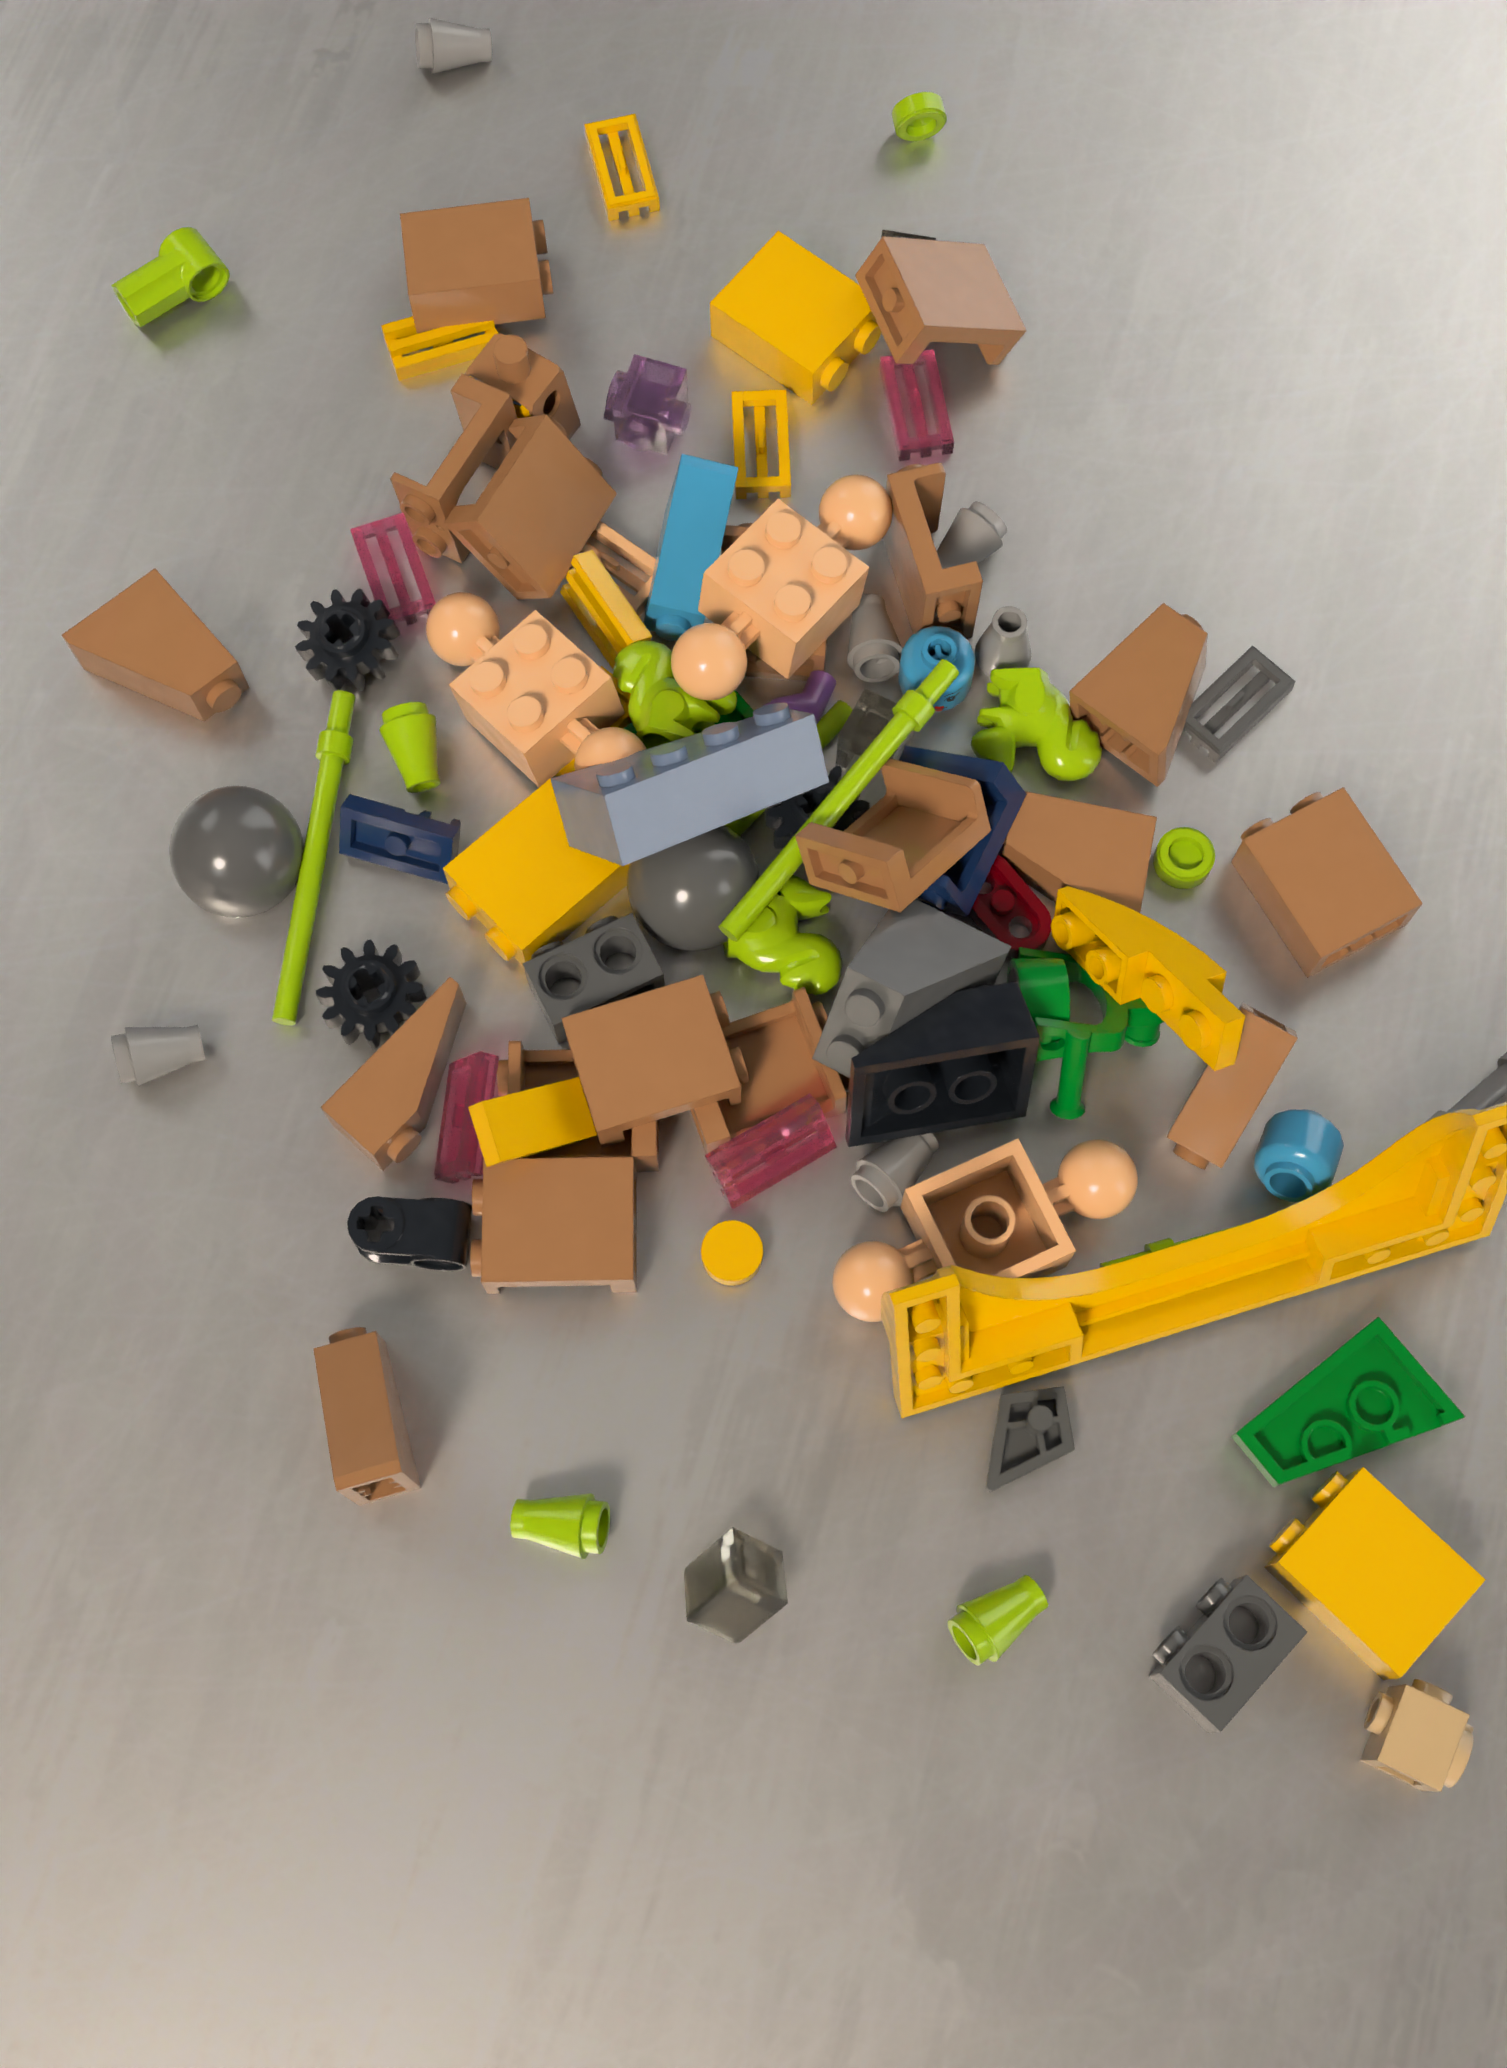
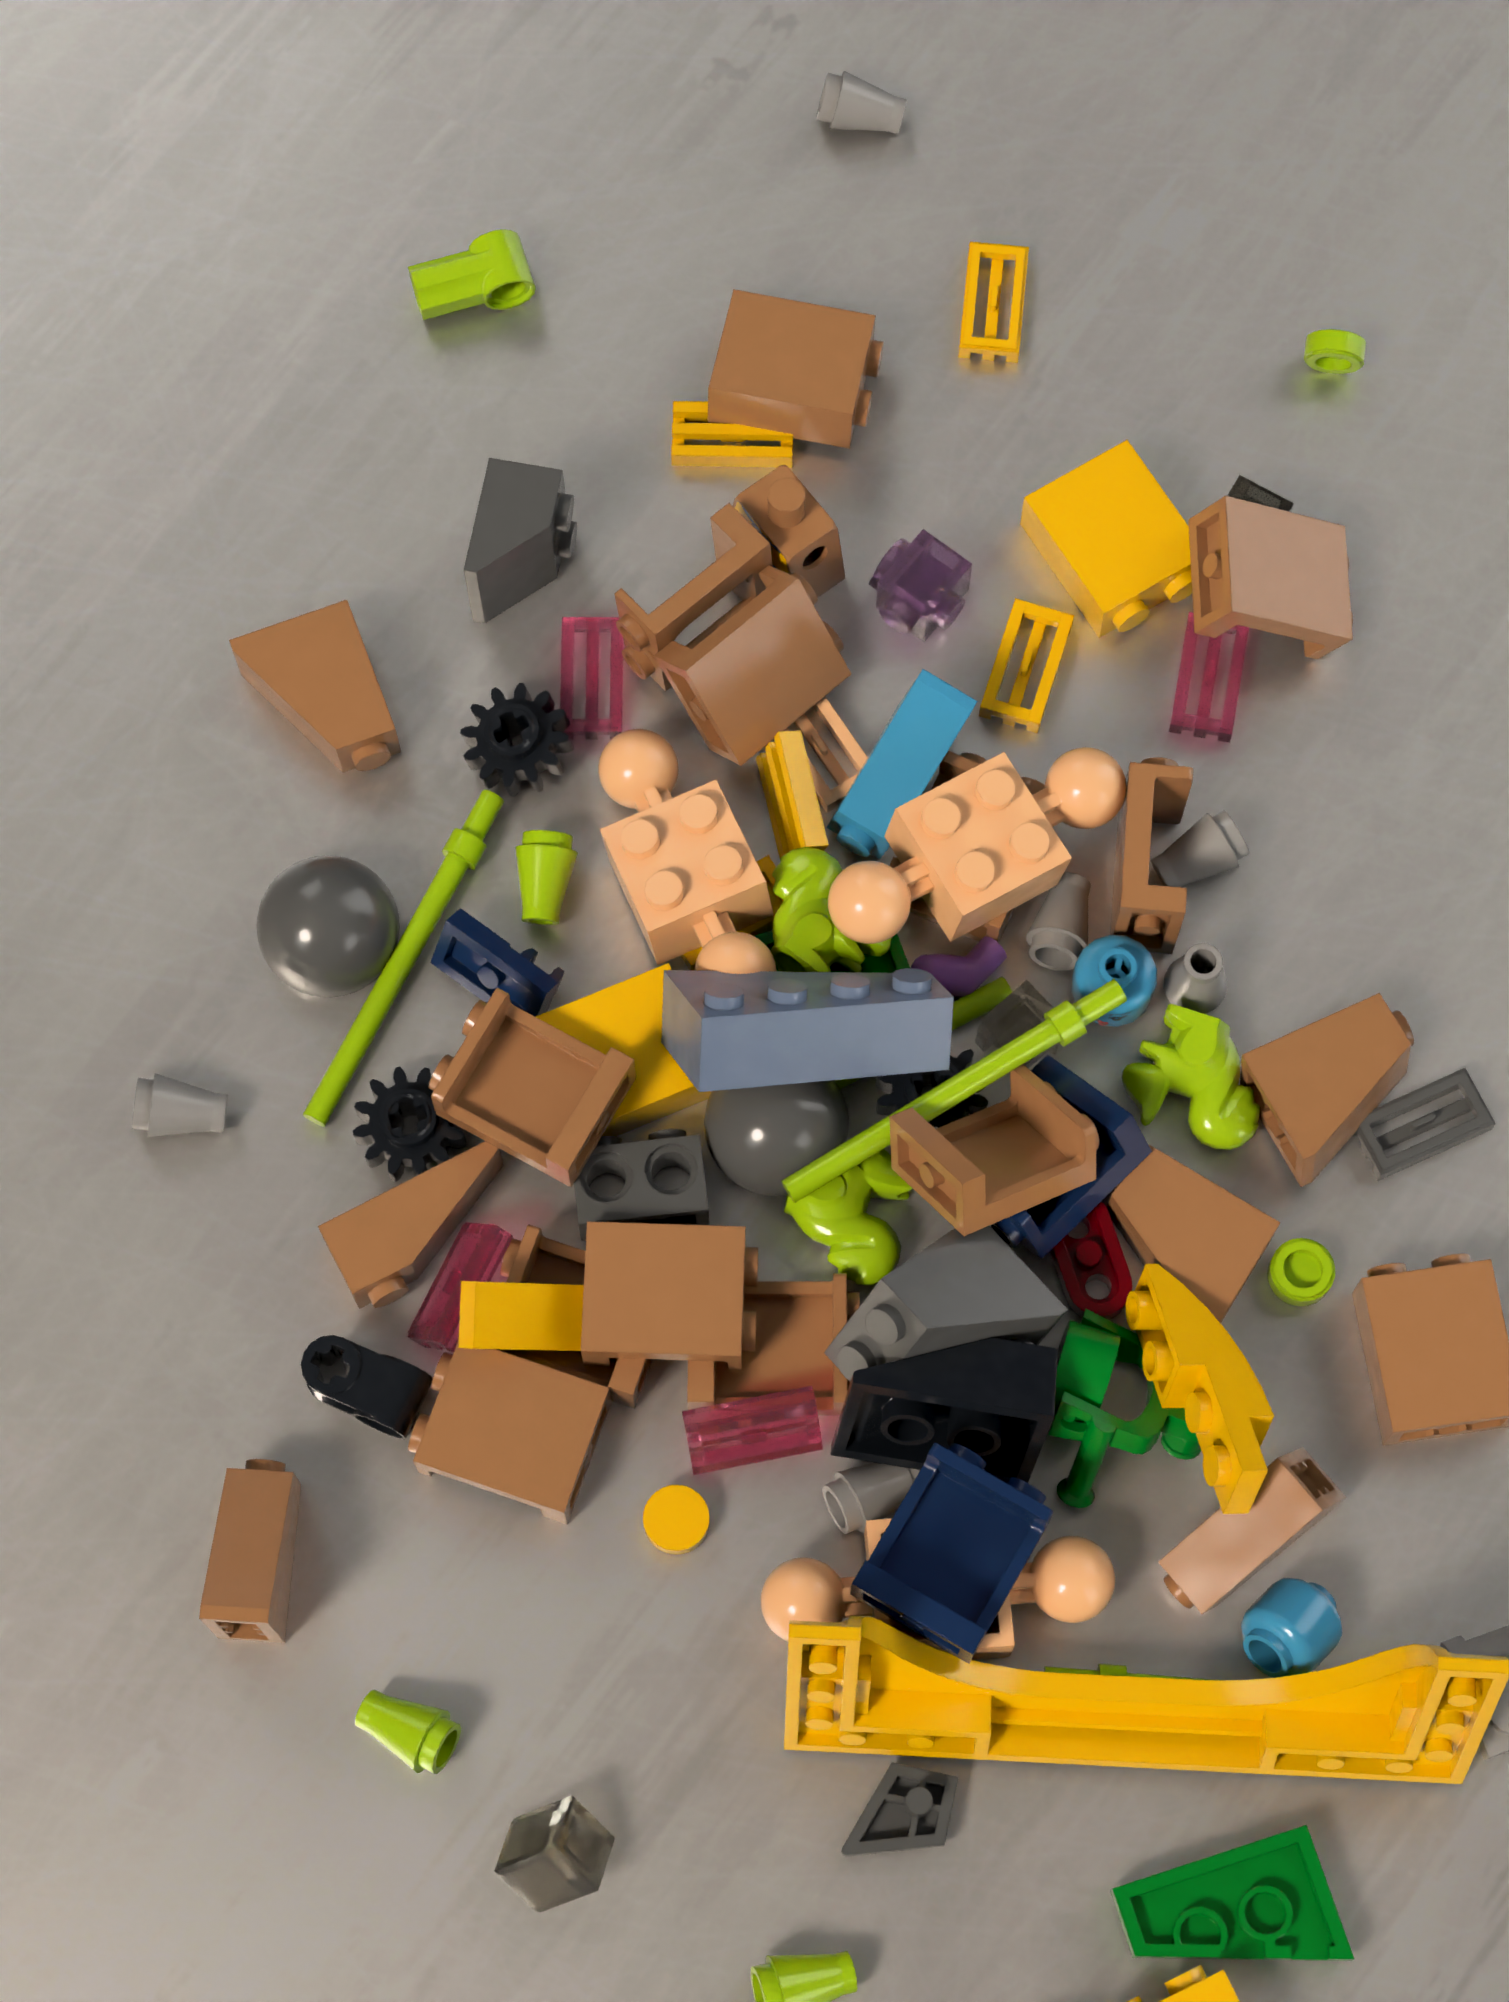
camera: 20 degrees right, 0 degrees up
(287, 467) = (517, 536): none -> dark grey slope
(468, 921) = (530, 1088): none -> medium nougat panel
(994, 1186) = (953, 1550): none -> dark blue panel

